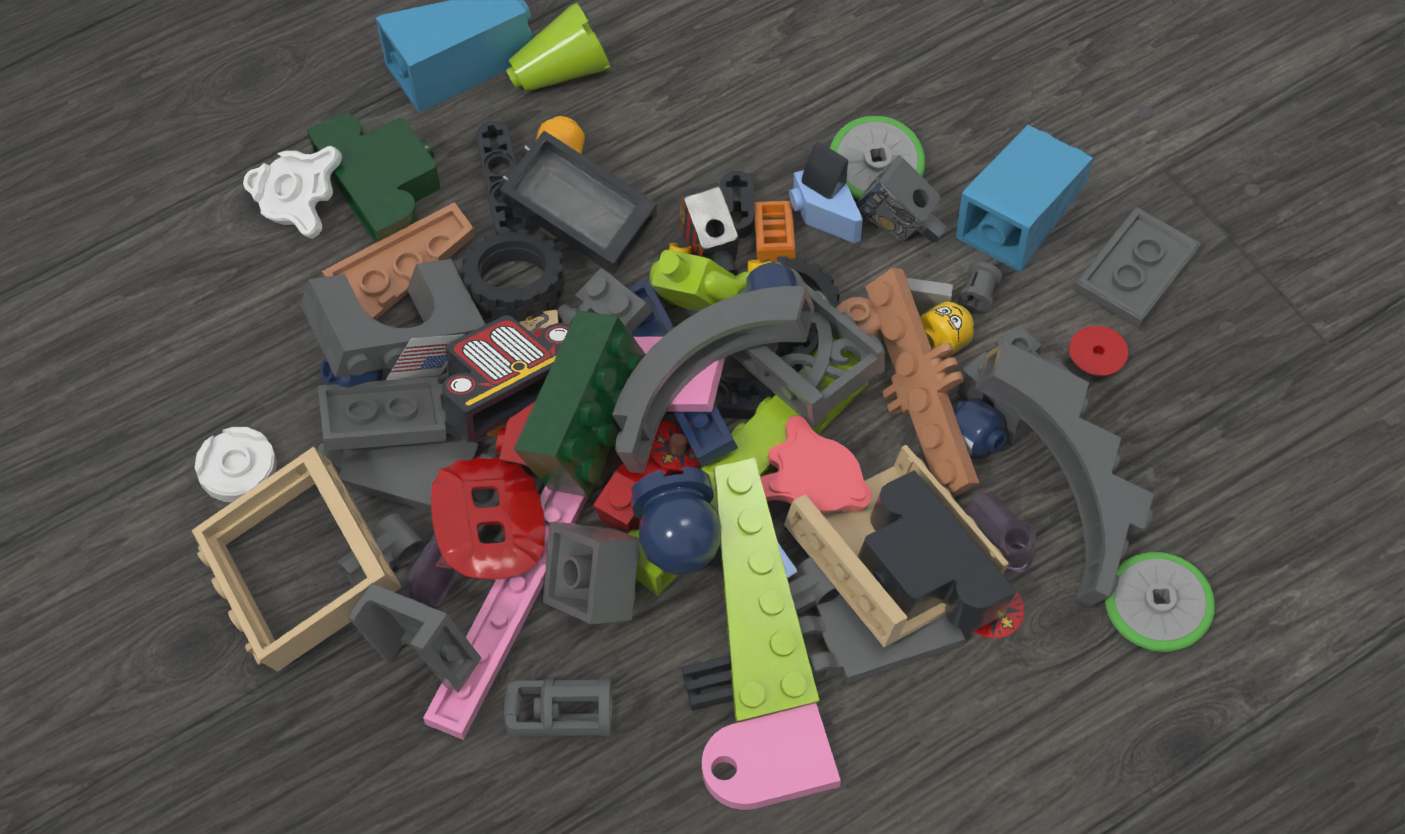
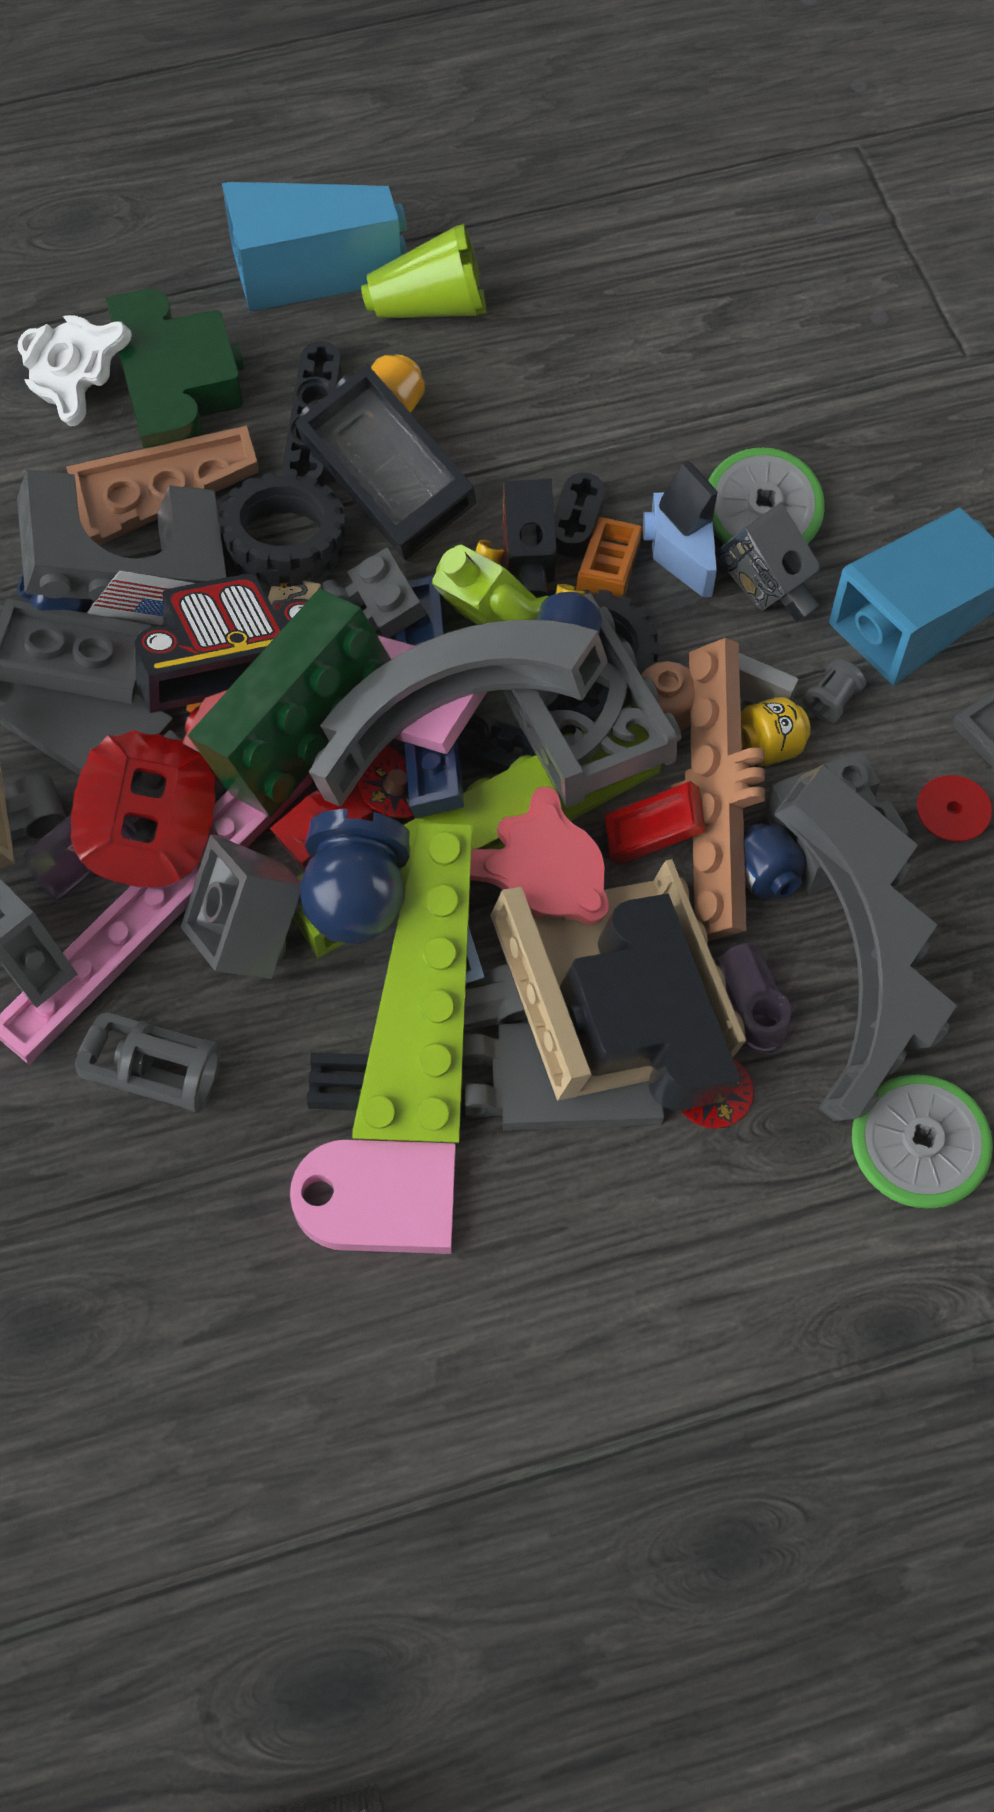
camera: 15 degrees right, 5 degrees up
(882, 422) = (654, 823): none -> red tile

